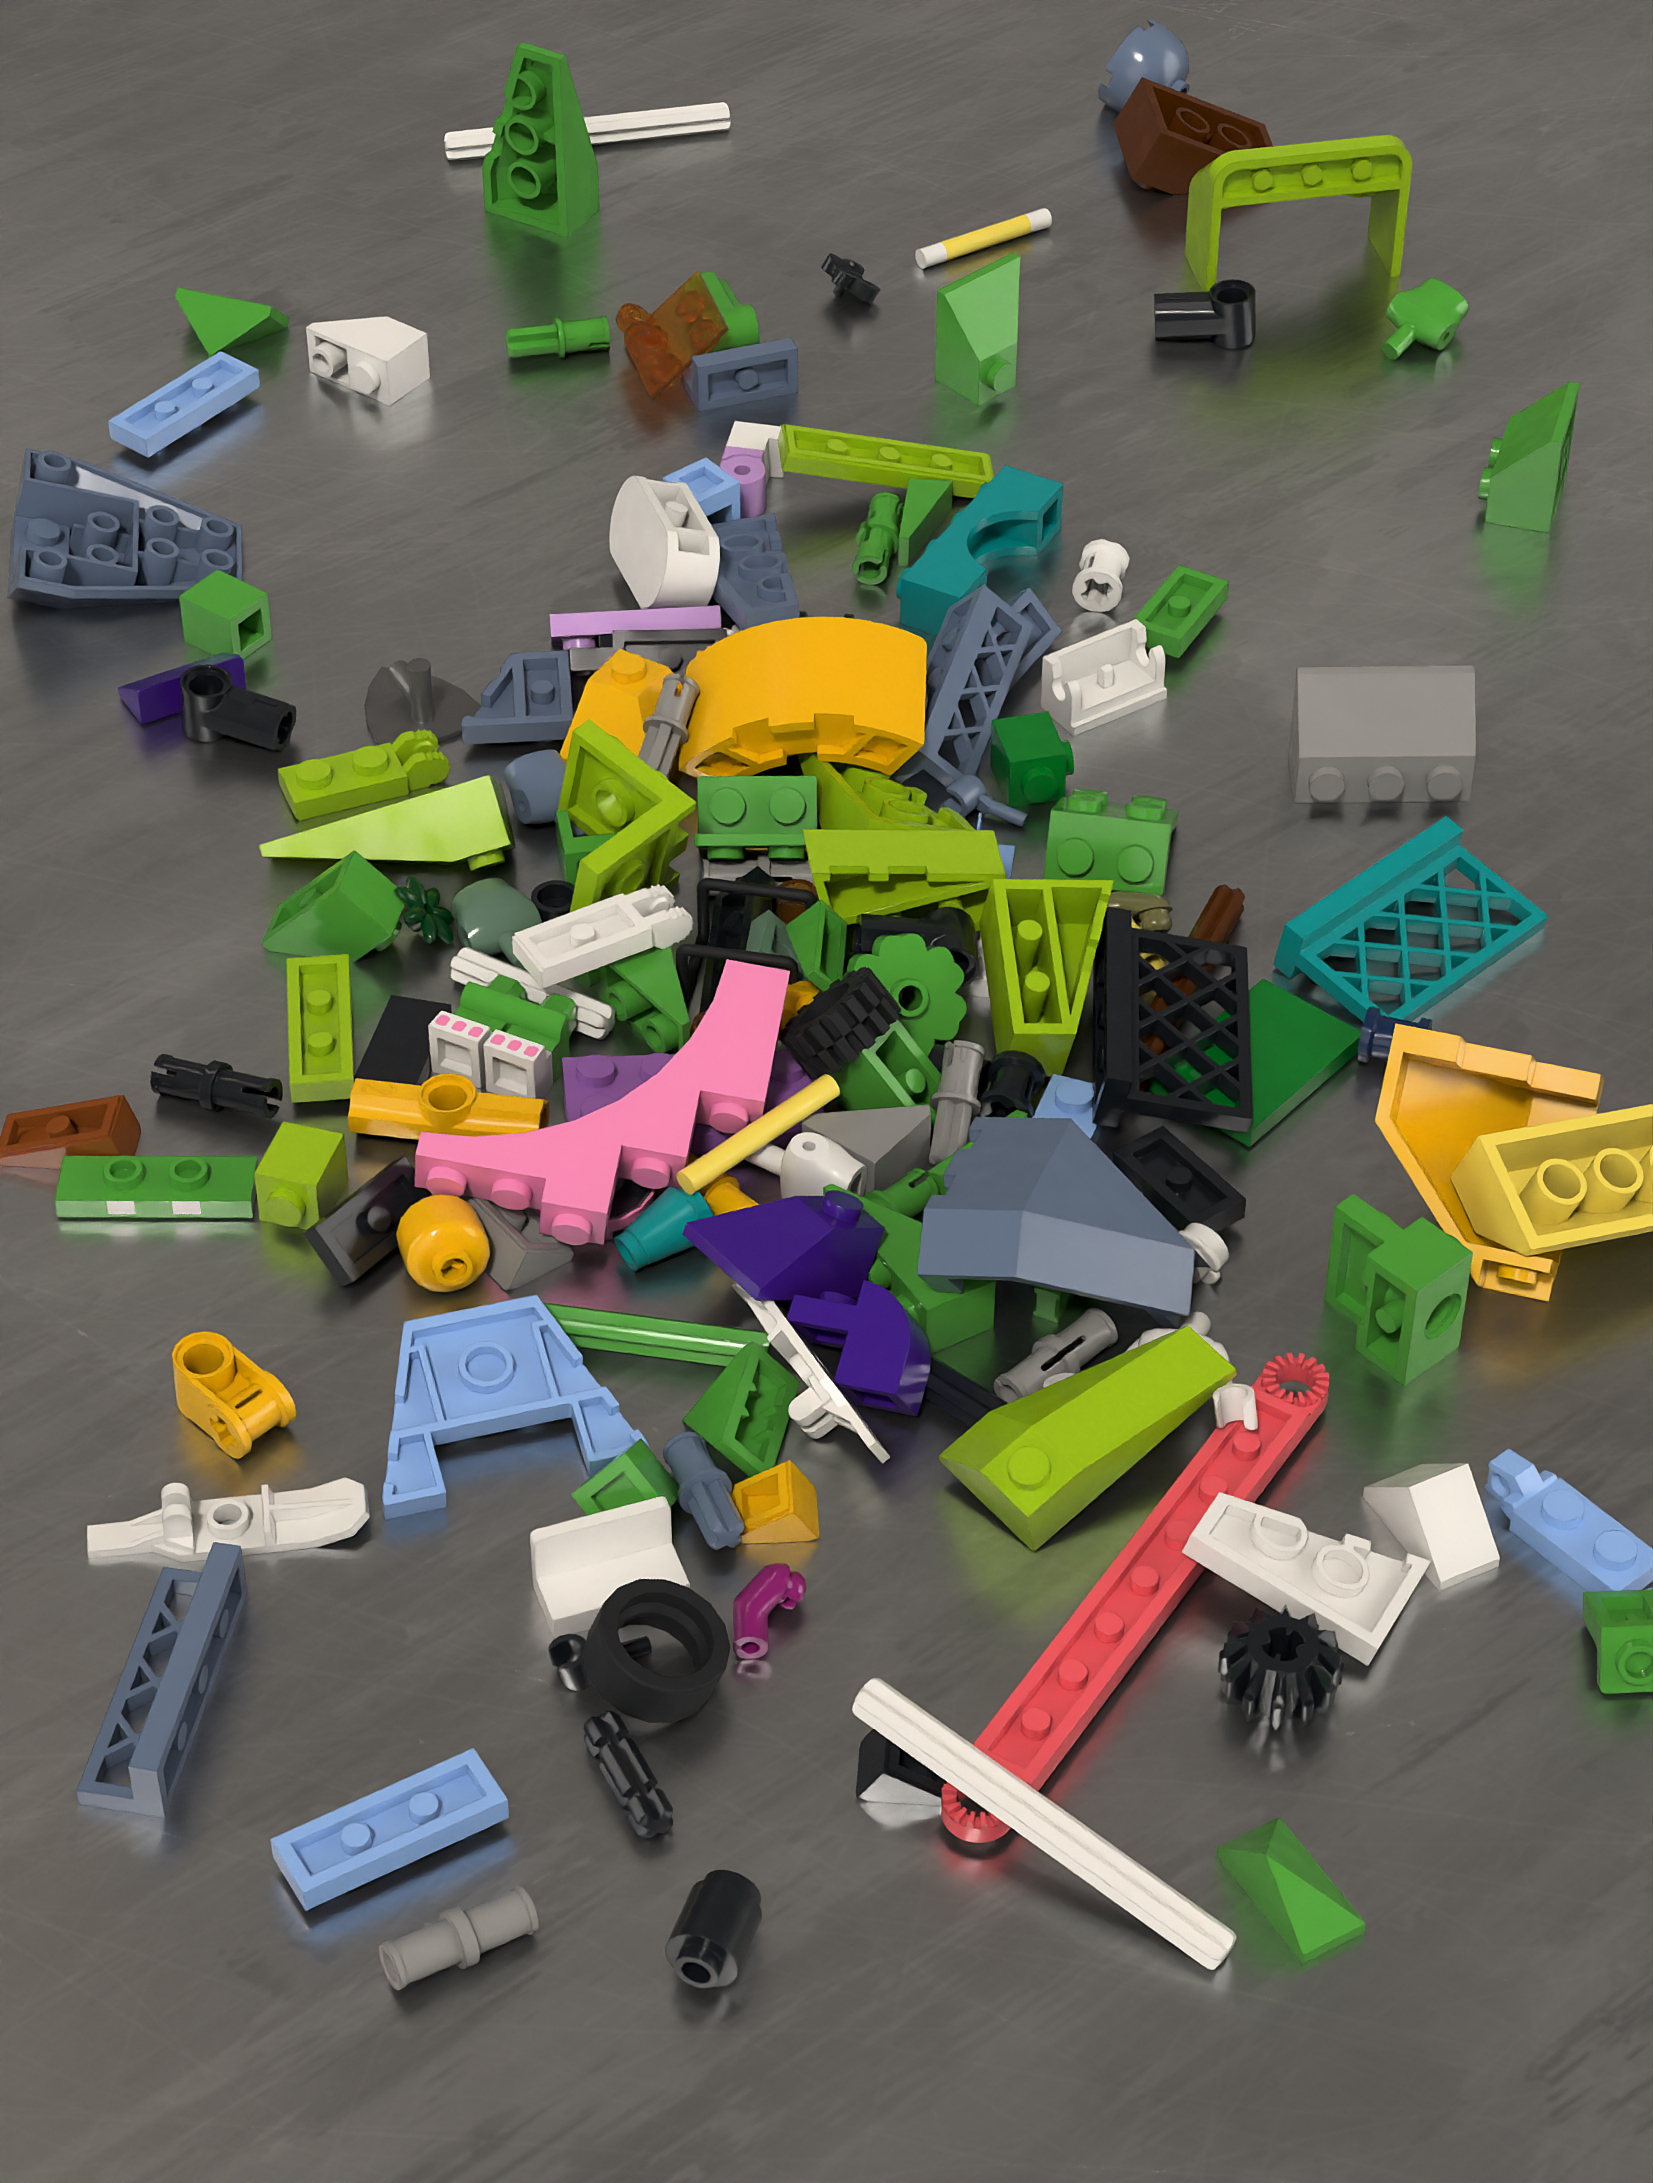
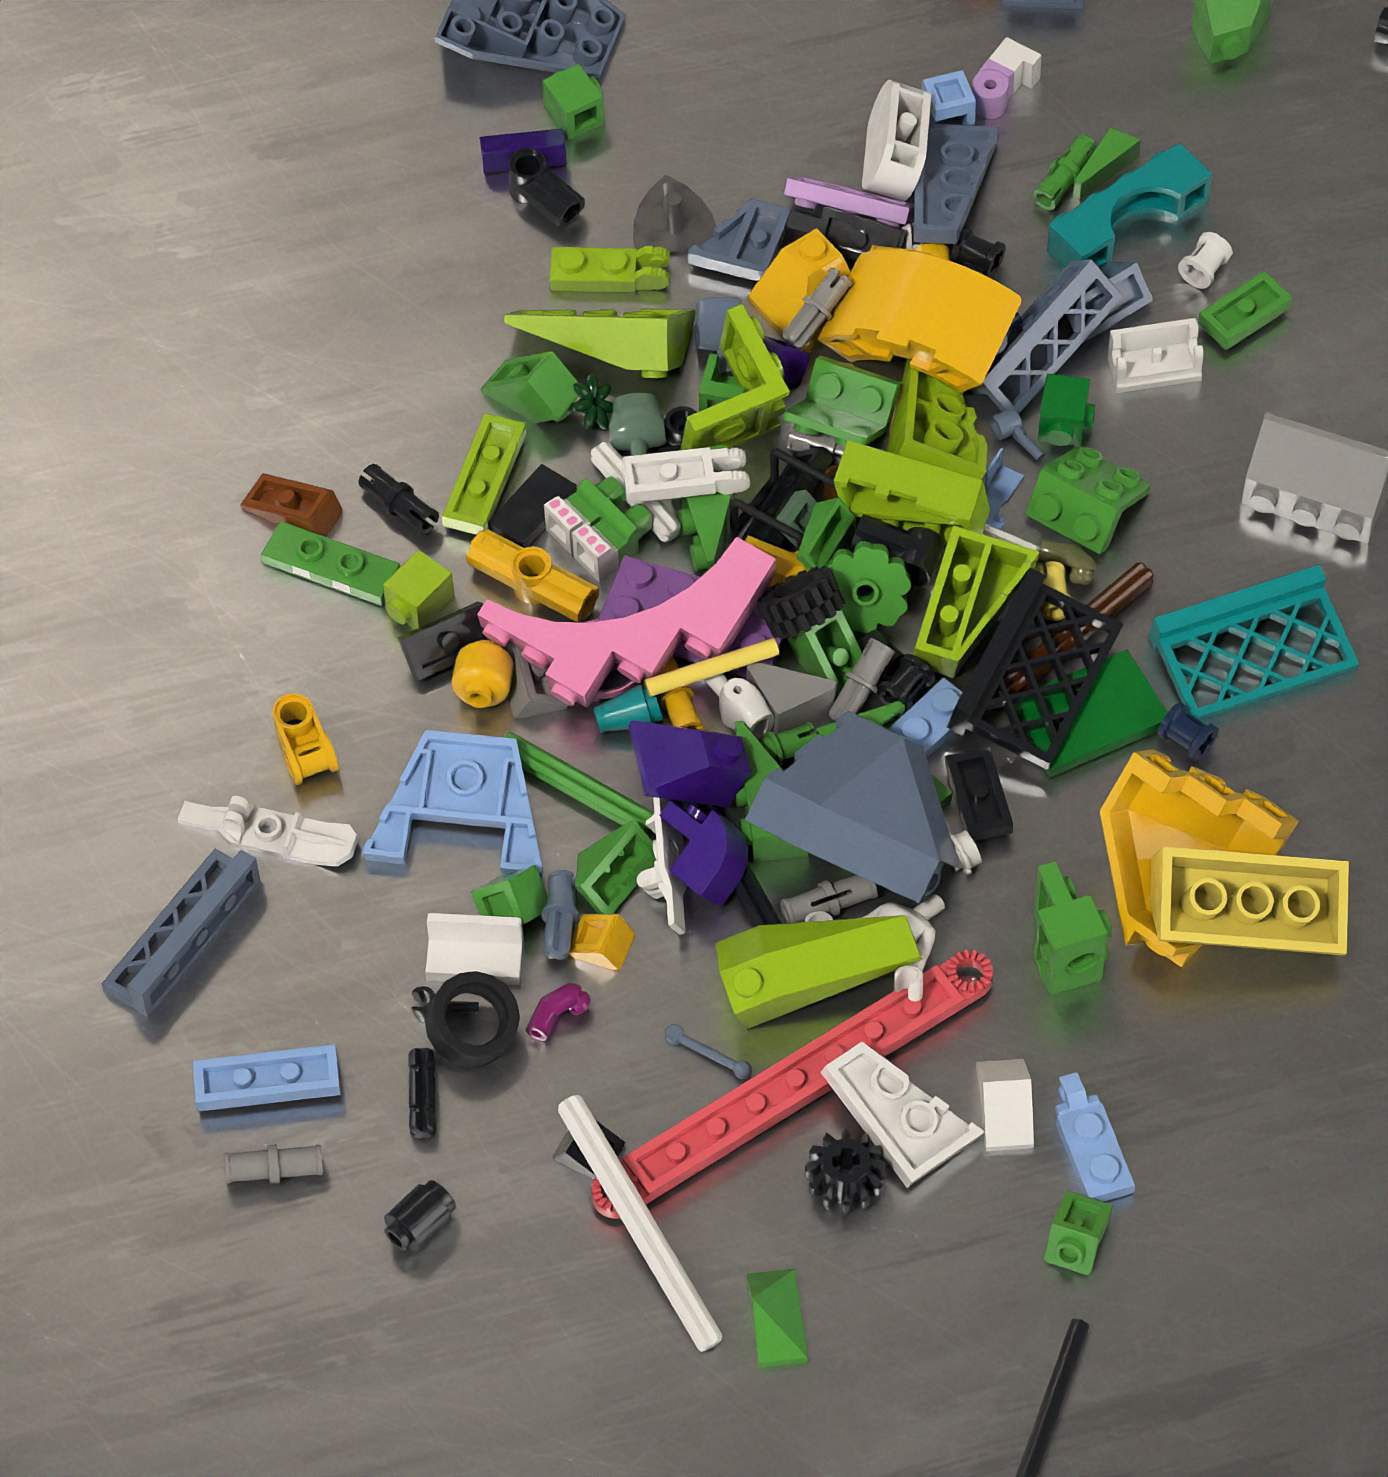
camera: 25 degrees right, 15 degrees up
(880, 460) = (1099, 105): lime tile -> none
(942, 1589) = (674, 1036): none -> sand blue hinge

